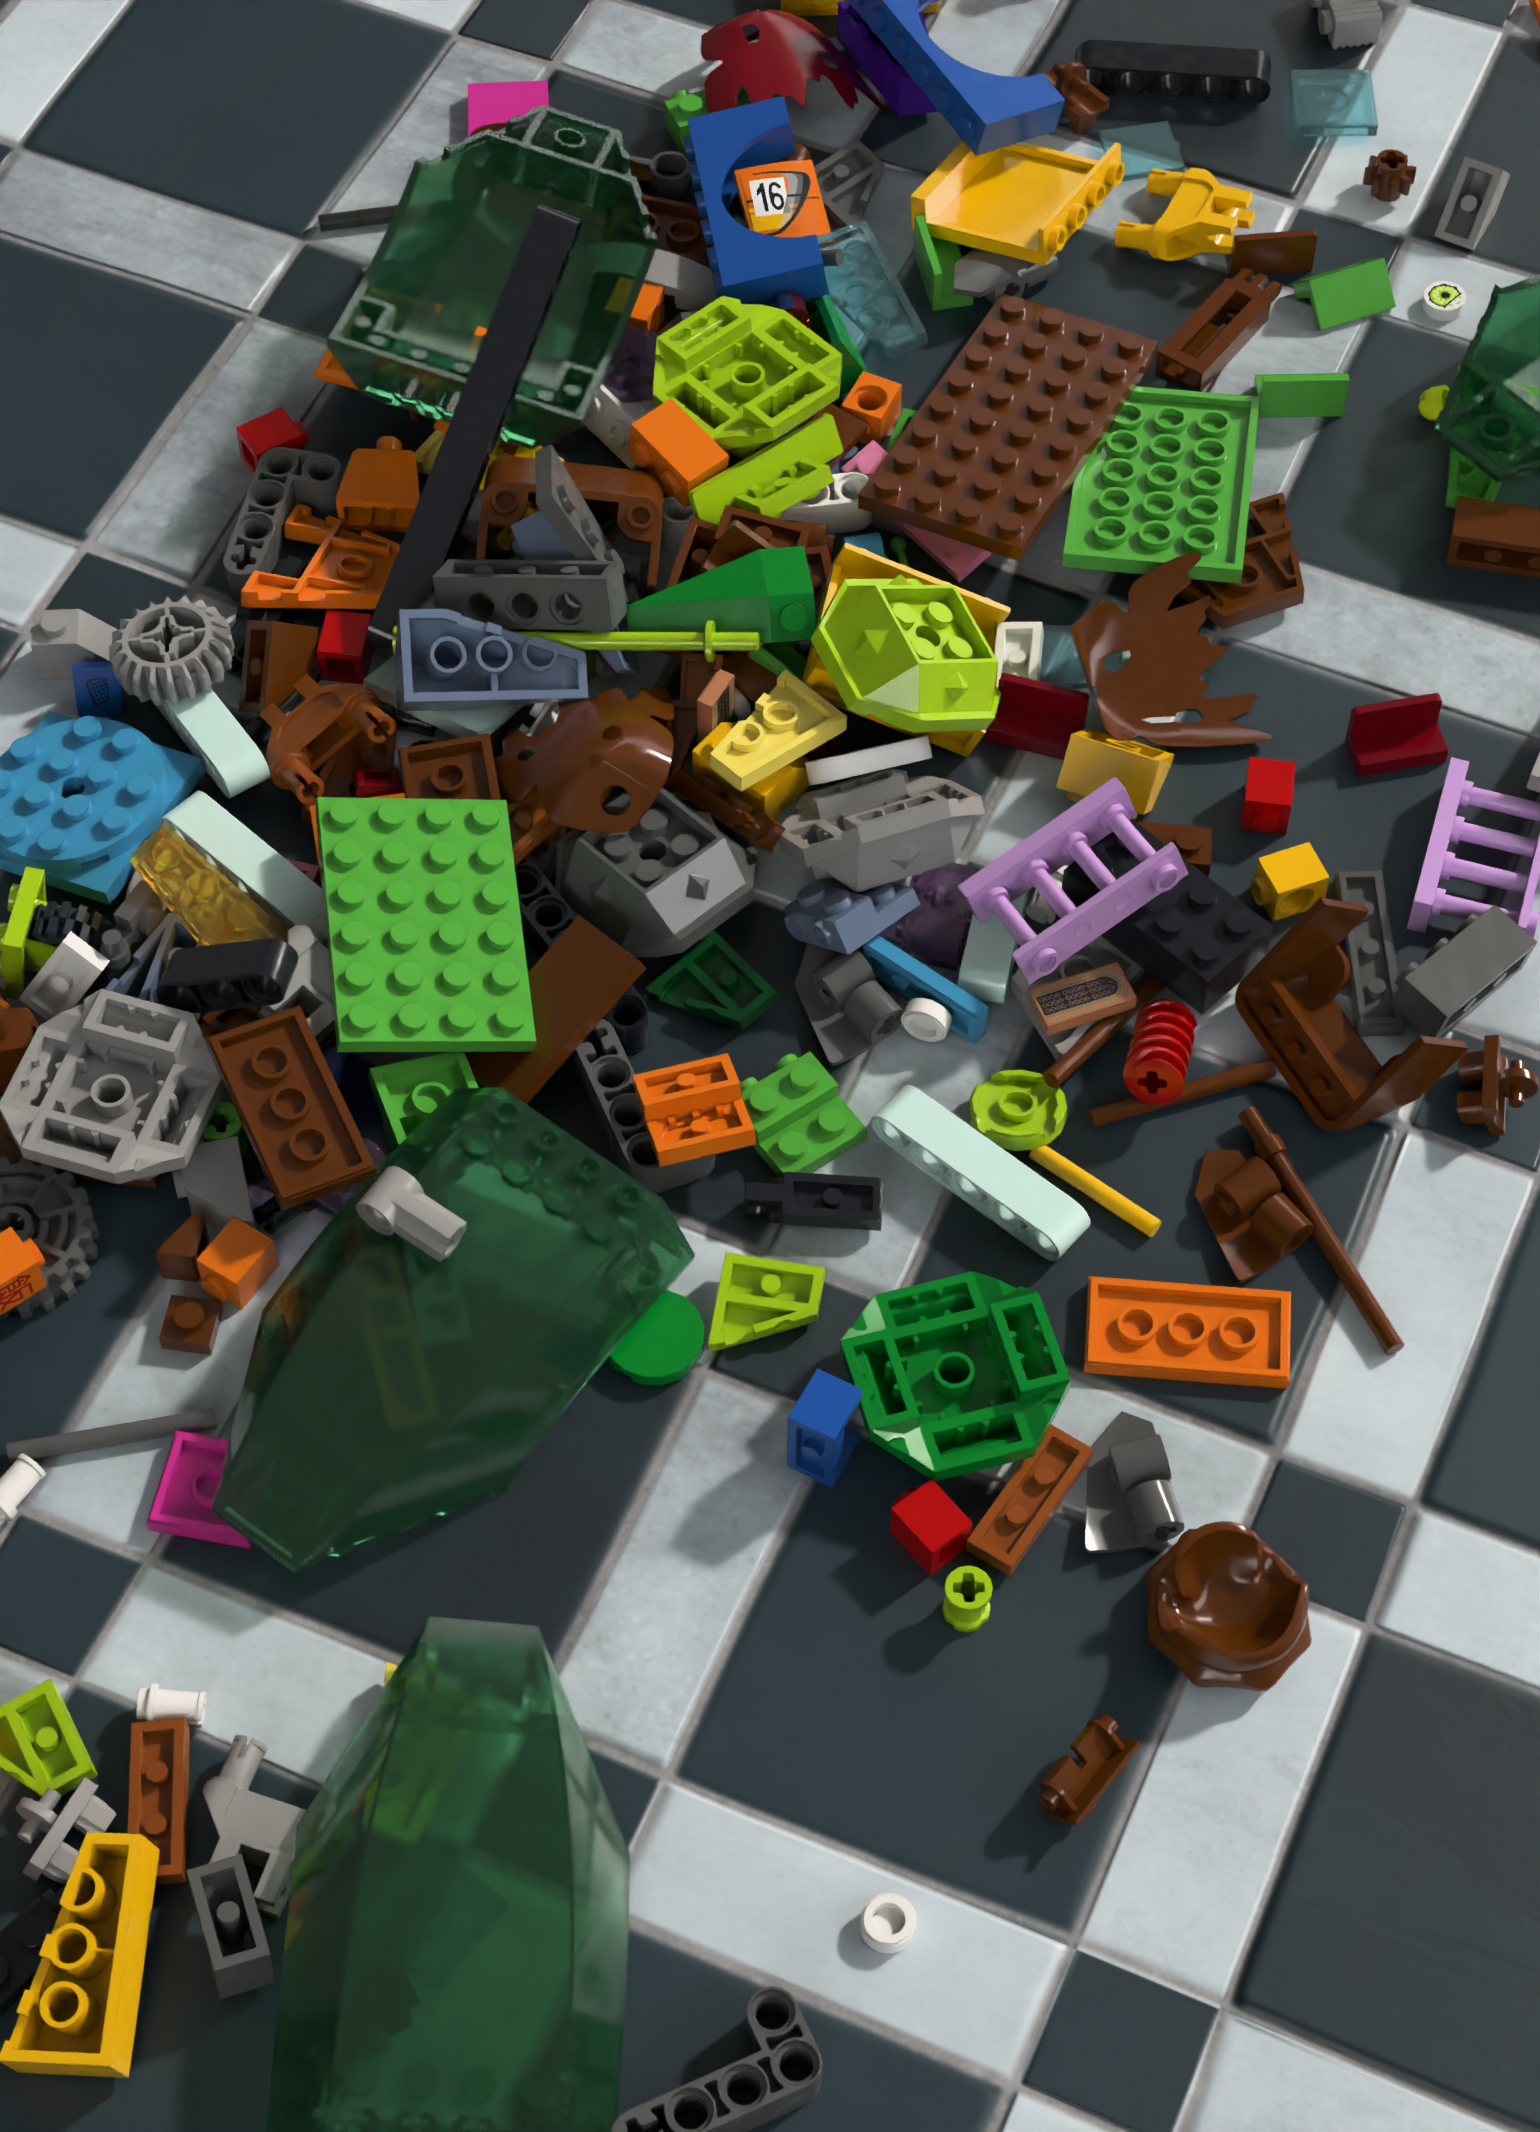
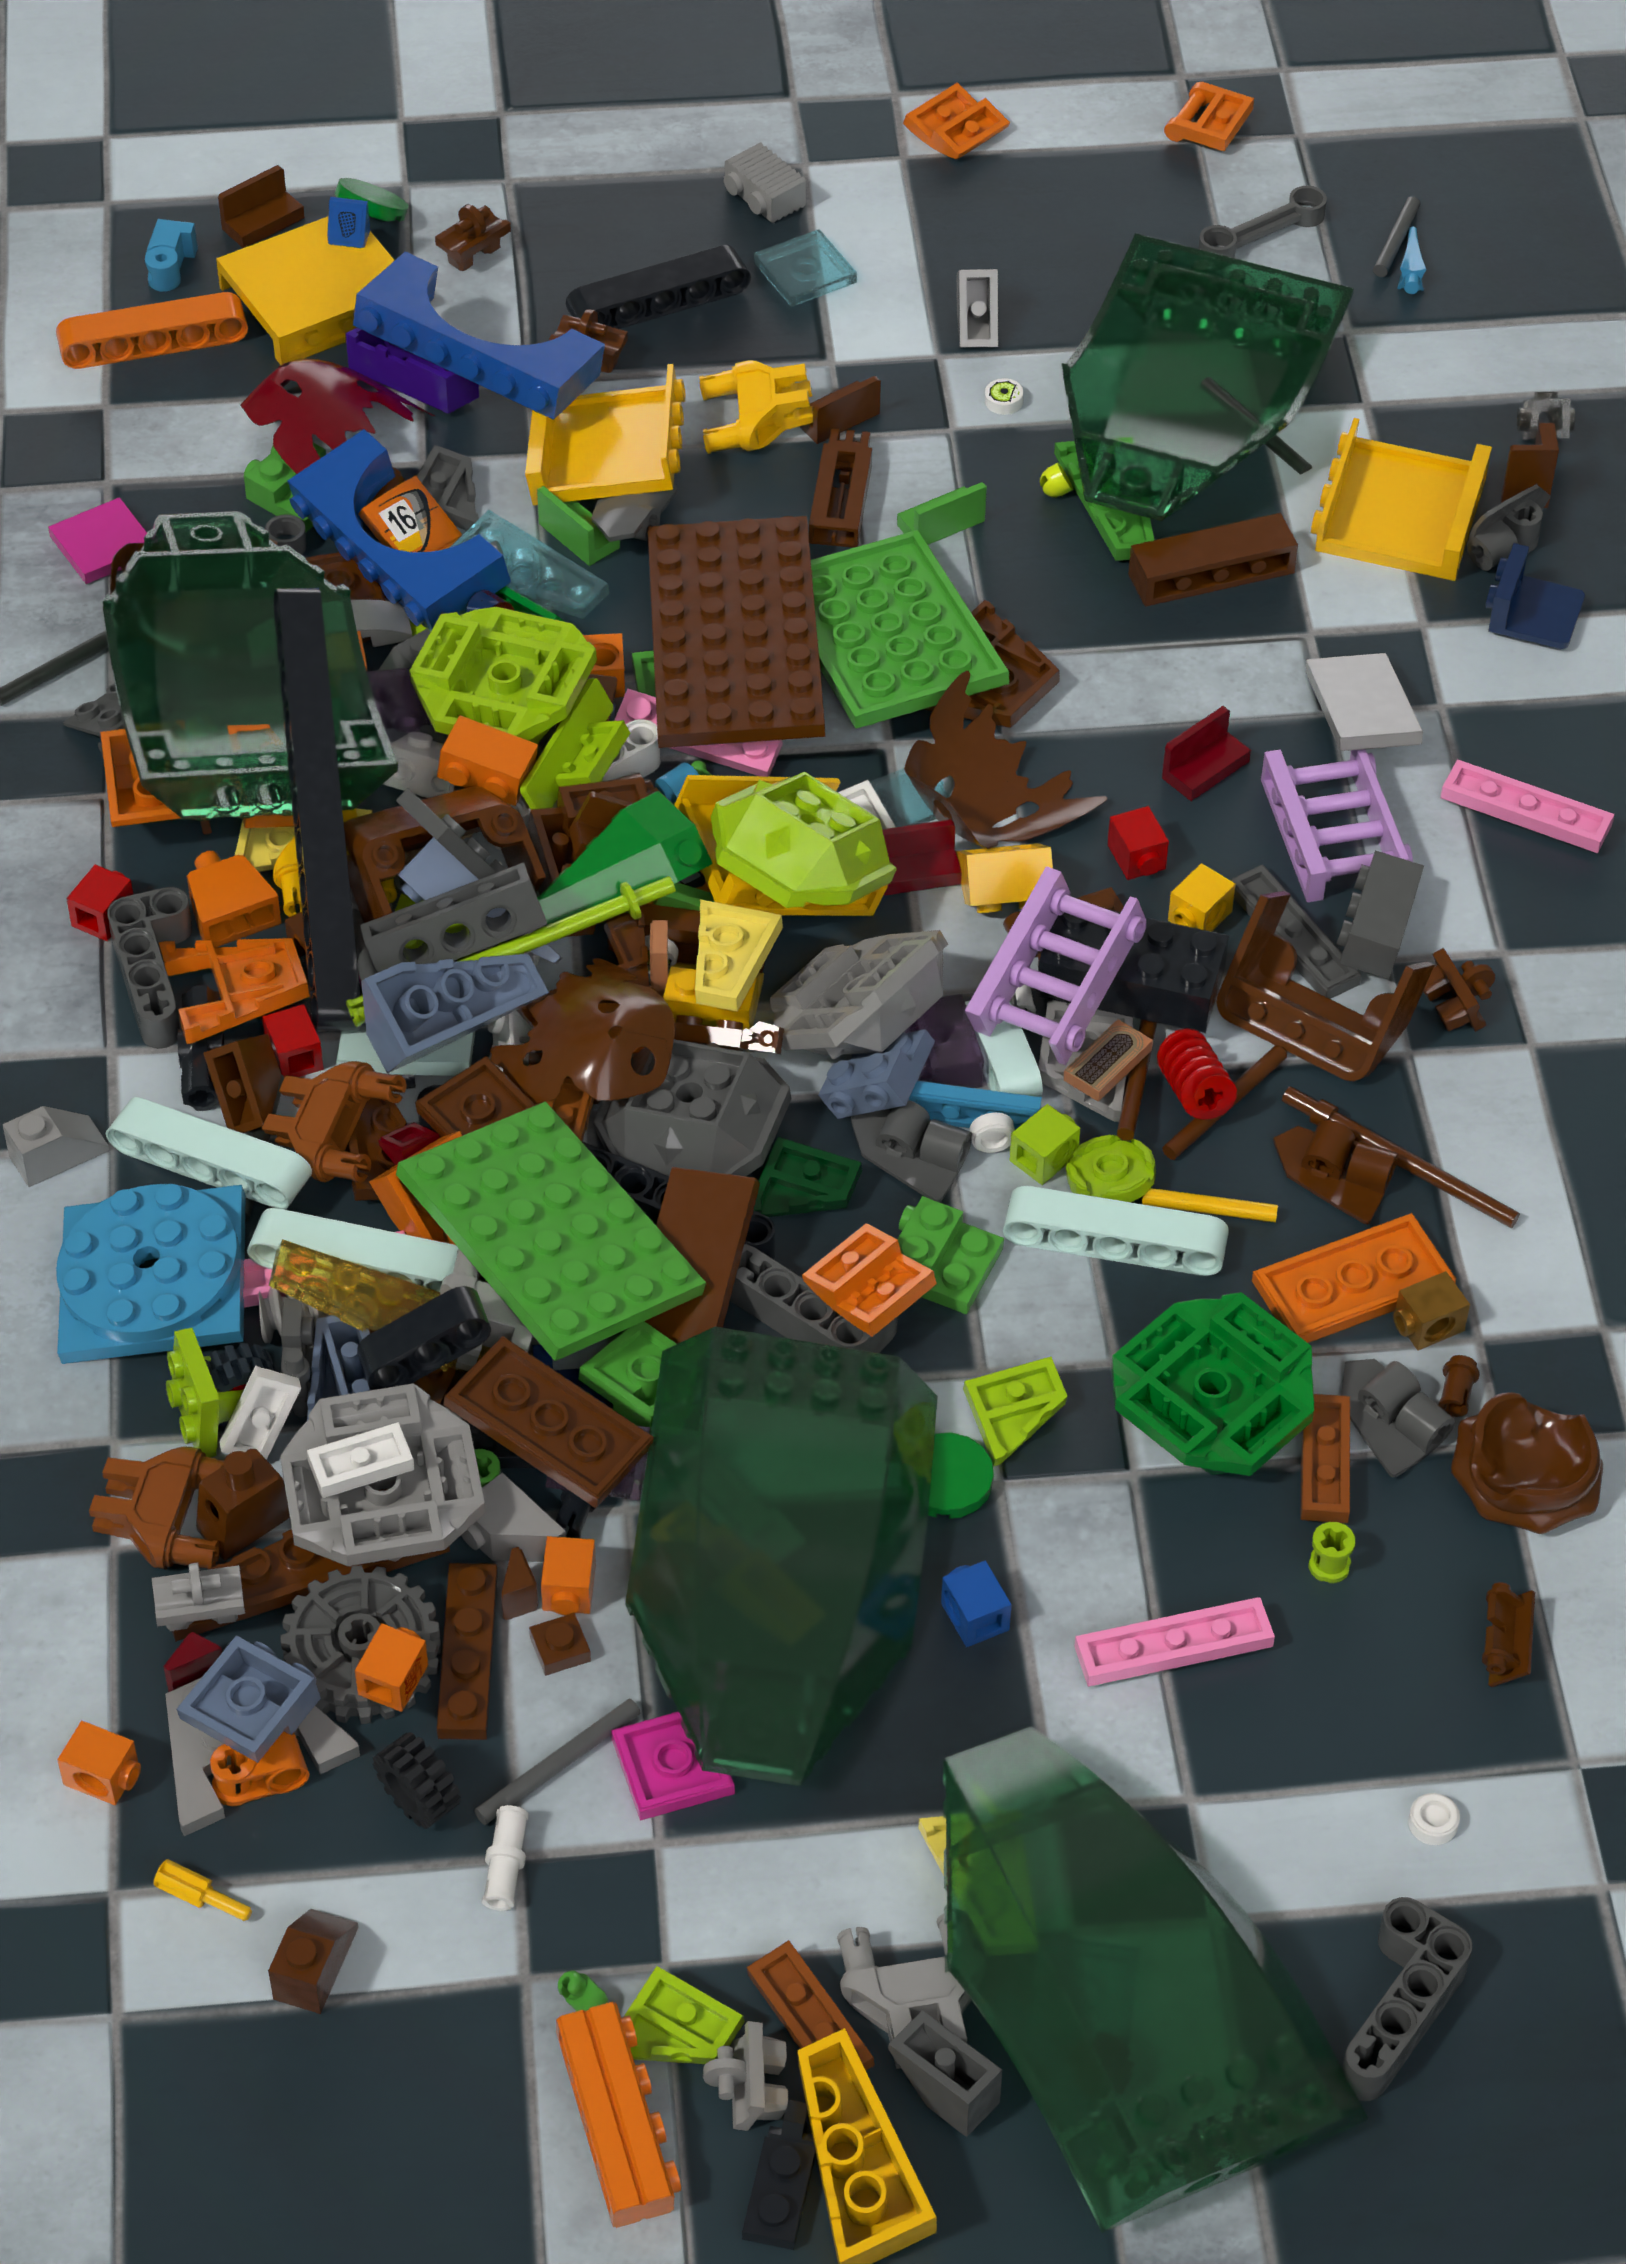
camera: 30 degrees left, 5 degrees down
(95, 1063) = (360, 1460): none -> white plate
(97, 690) = (96, 1170): blue slope -> none
(103, 1293) = (467, 1651): none -> reddish brown plate
(171, 650) = (159, 1104): light grey gear -> none
(171, 1704) = (760, 1941): white pin -> none
(400, 1206) = (715, 1449): light grey piece -> none
(588, 1476) = (975, 1603): none -> blue brick
(753, 1610) = (1174, 1641): none -> bright pink plate
(817, 1431) = (1142, 1474): blue panel -> none
(818, 1200) = (1004, 1310): black hinge -> none
(868, 760) = (805, 948): white beam -> none
(929, 1526) = (1265, 1512): red brick -> none
(969, 1053) = (1044, 1143): none -> lime brick
(1144, 148) = (687, 361): clear light blue piece -> none
(1216, 1490) = (1460, 1376): none -> reddish brown pin
(1237, 1401) = (1431, 1311): none -> pearl gold brick
(1347, 292) = (924, 417): bright green panel -> none
(1389, 175) = (895, 310): reddish brown gear -> none

